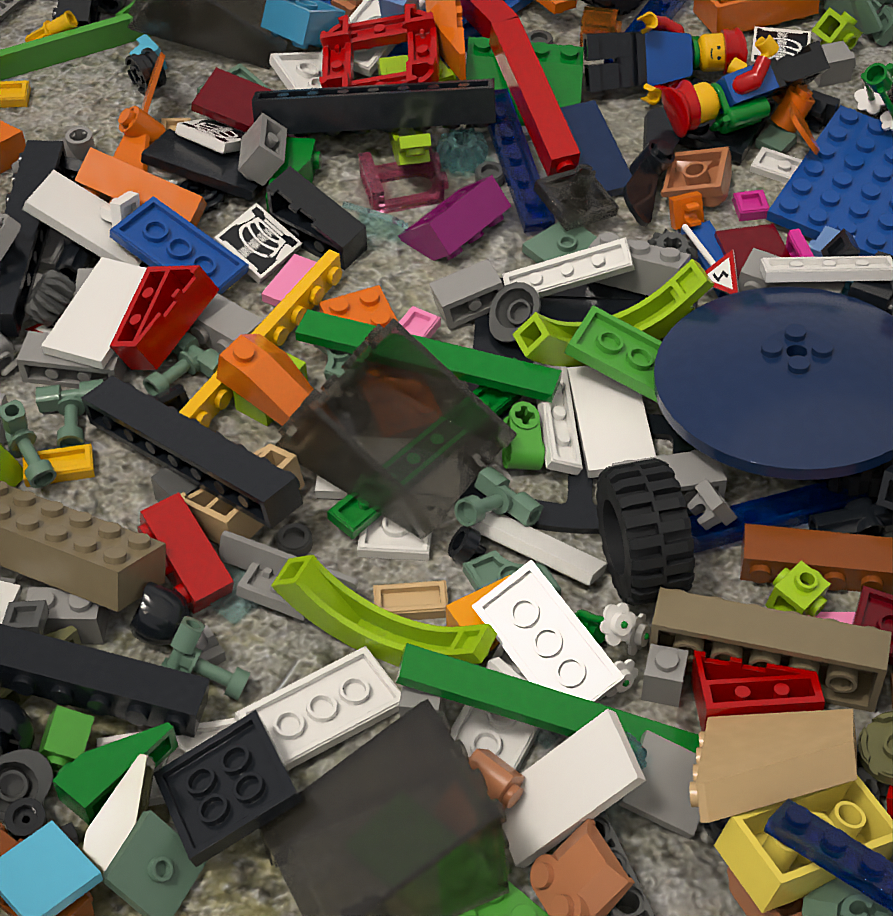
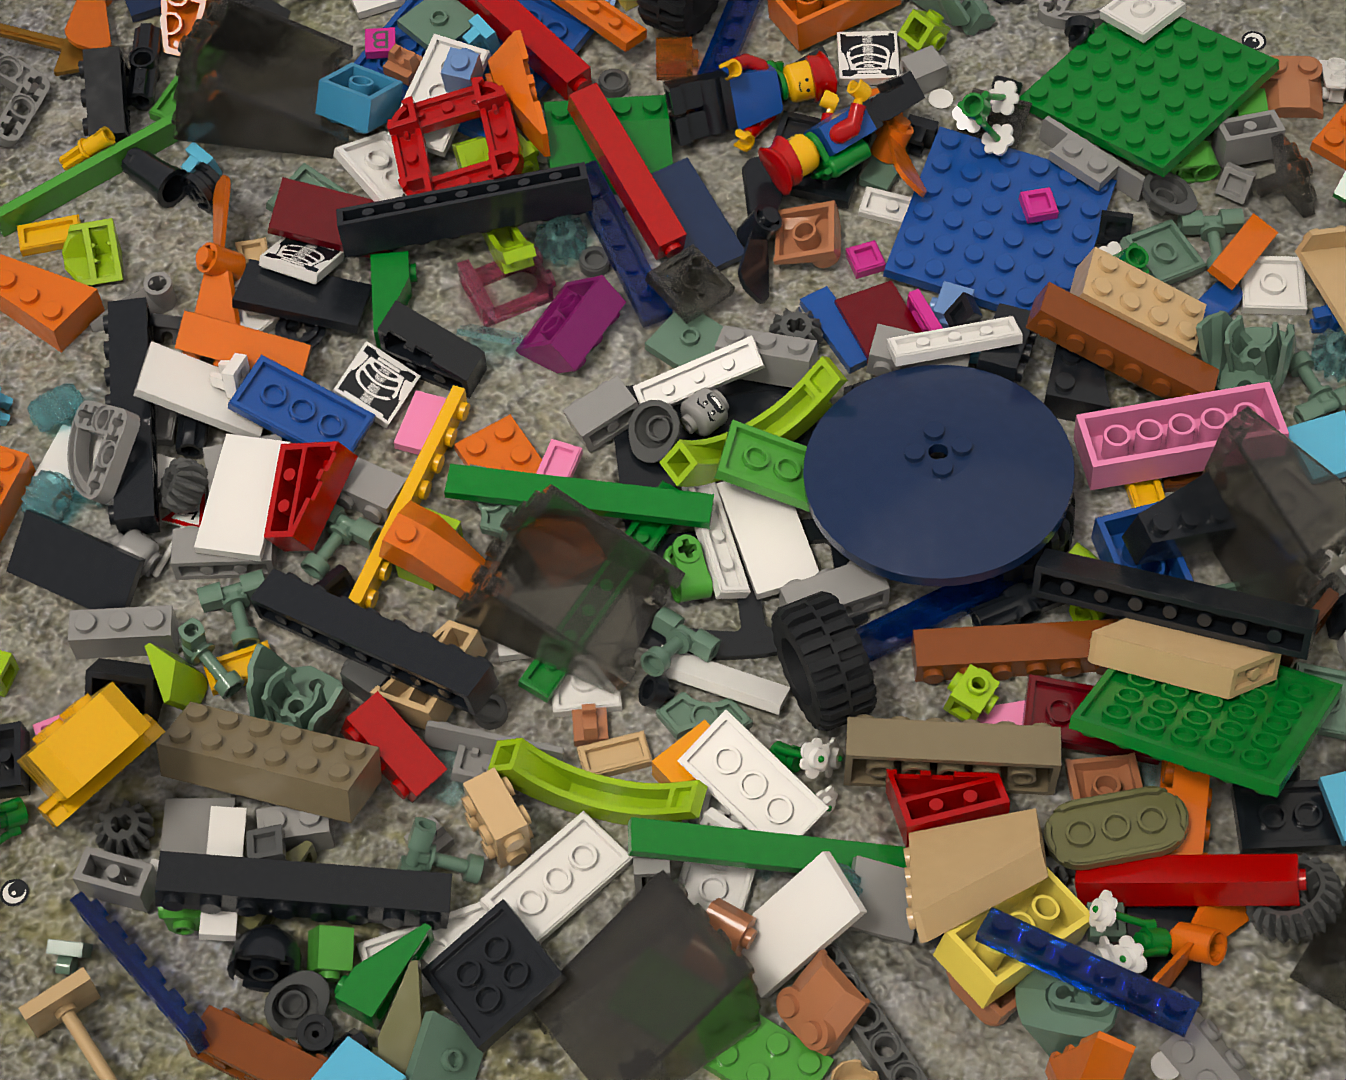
camera: 10 degrees left, 10 degrees up
(33, 108) = (93, 253): none -> lime slope
(88, 486) = (287, 694): none -> sand green piece
(105, 59) = (155, 176): none -> black plant
(159, 615) = (386, 817): black hair -> none
(262, 150) = (358, 276): light grey brick -> none
(272, 634) = (497, 818): none -> tan brick
(392, 565) = (589, 725): none -> nougat tile
(568, 302) = (704, 411): none -> light grey head
(664, 675) = (862, 794): light grey brick -> none
(686, 210) = (803, 279): orange tile -> none
(714, 505) = (884, 616): light grey tile -> none
(722, 272) = (850, 353): piece -> none
(844, 90) = (940, 98): none -> white sticker

